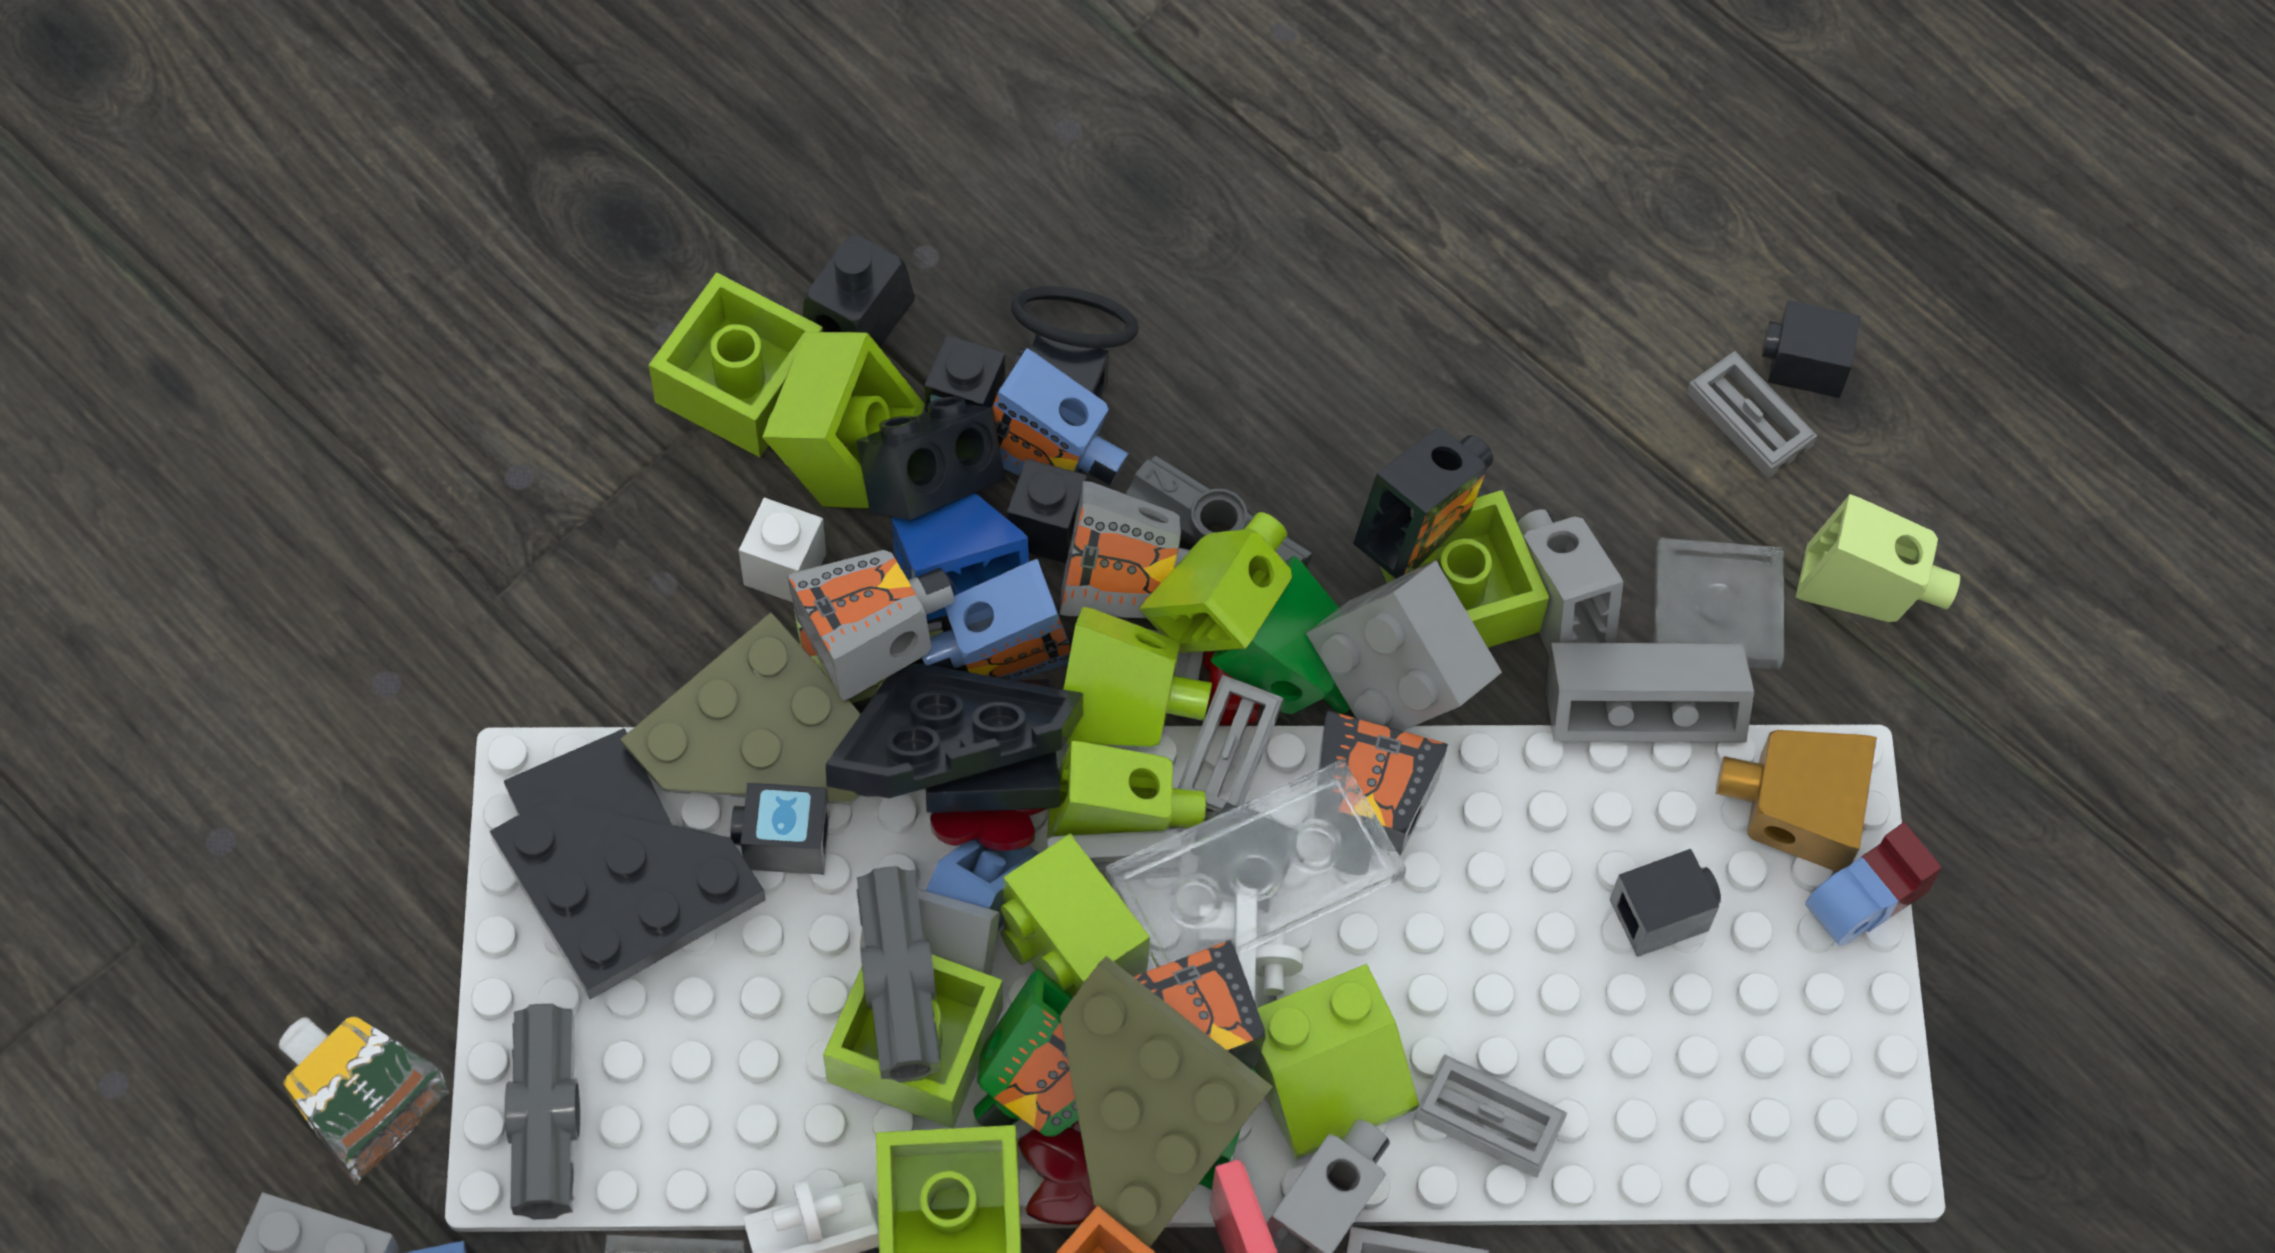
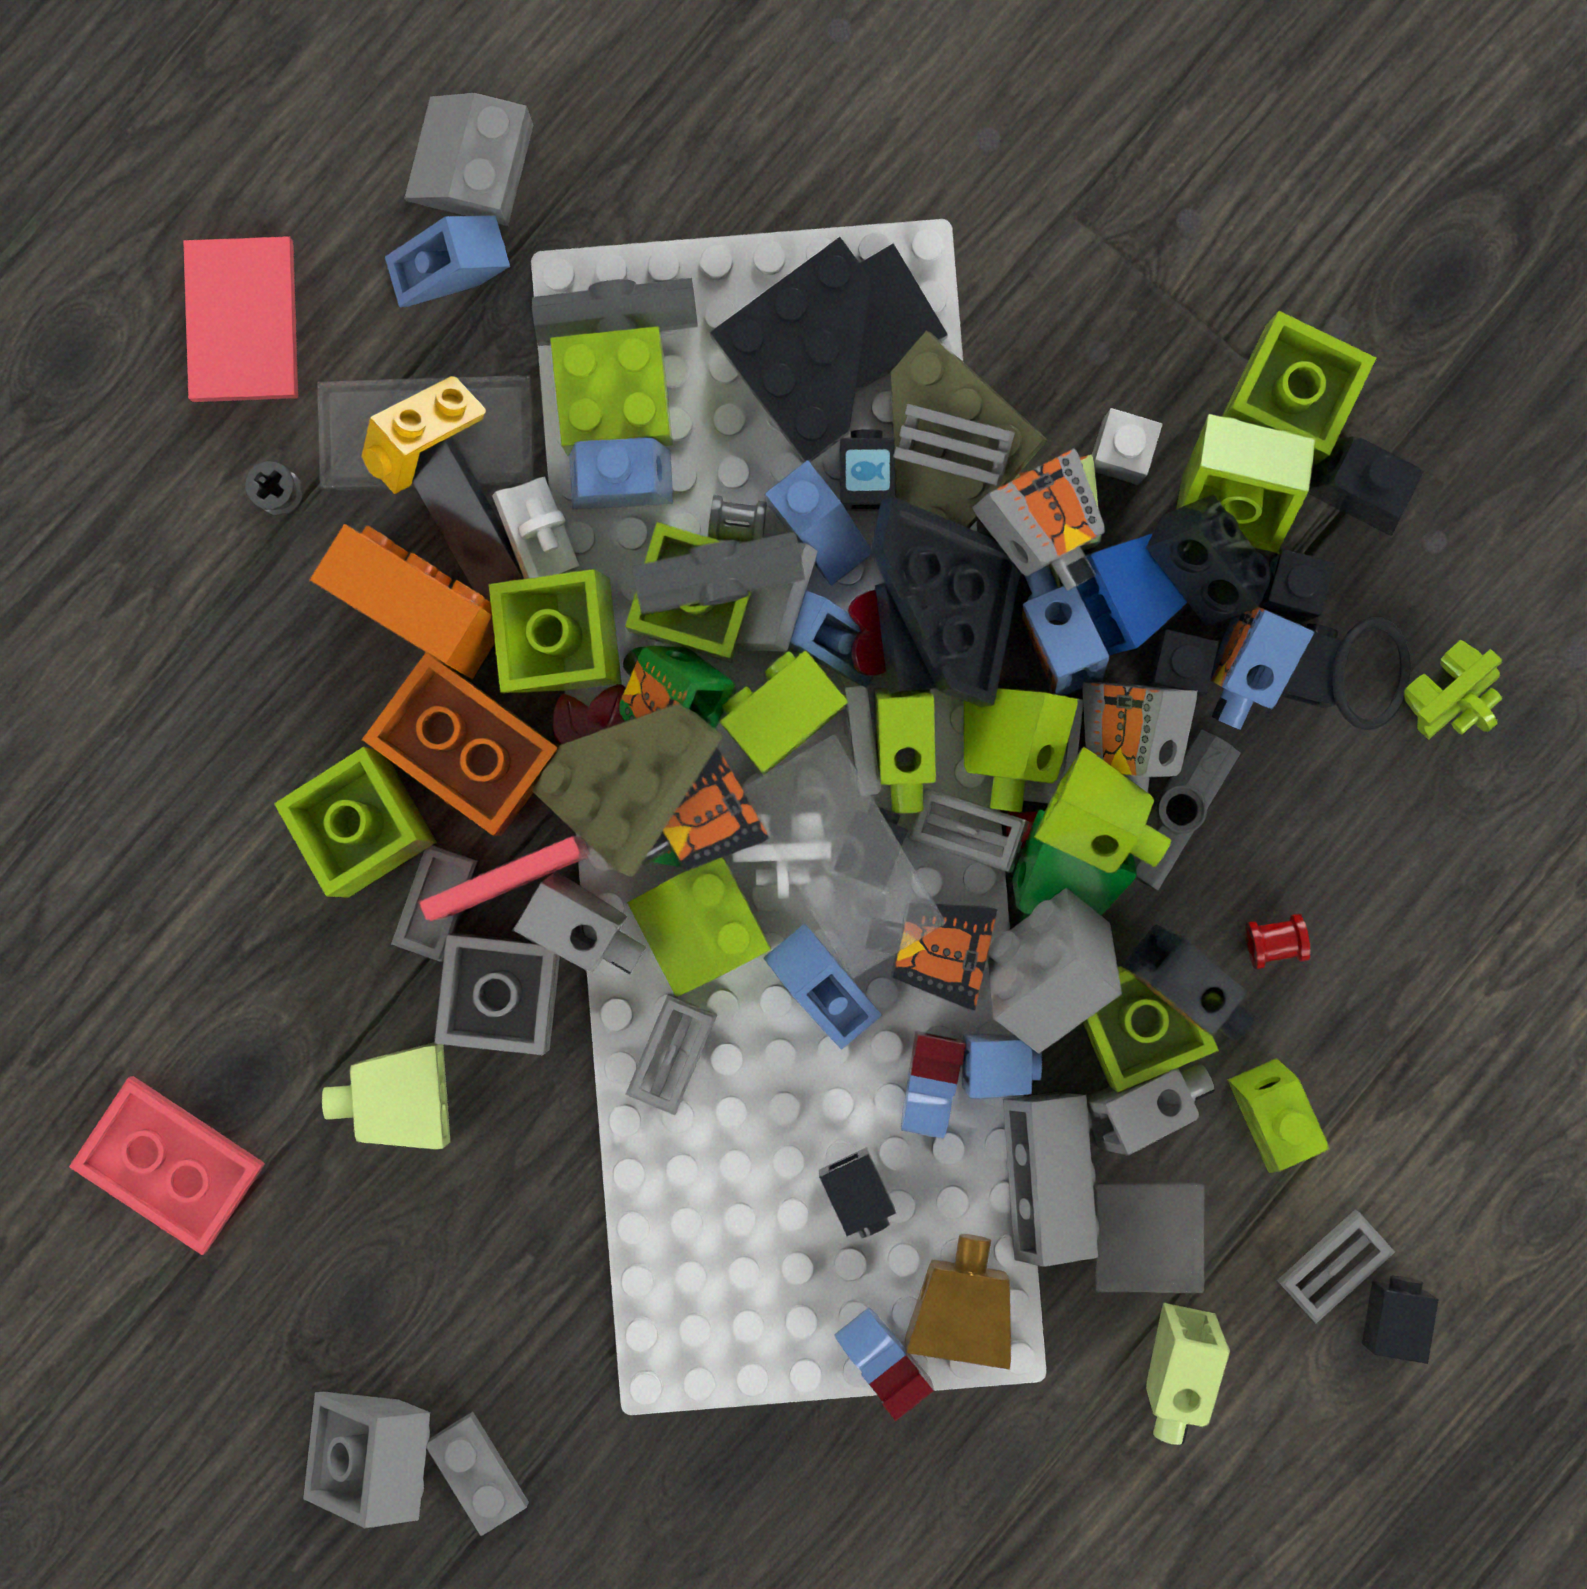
camera: 90 degrees right, 25 degrees up
(358, 1090) = (628, 166): torso -> none
(645, 1117) = (611, 386): none -> lime brick
(752, 1112) = (620, 473): none -> medium blue torso
(786, 659) = (910, 433): none -> light grey tile
(818, 893) = (820, 520): none -> medium blue slope
(826, 960) = (723, 511): none -> dark grey bush
(1114, 262) = (1472, 676): none -> lime hips
(1374, 436) = (1277, 941): none -> red bush
(1410, 923) = (822, 986): none -> medium blue slope
(1513, 734) = (998, 1066): none -> medium blue slope
(1534, 811) = (931, 1083): none -> leg
(1579, 447) = (1278, 1115): none -> lime torso

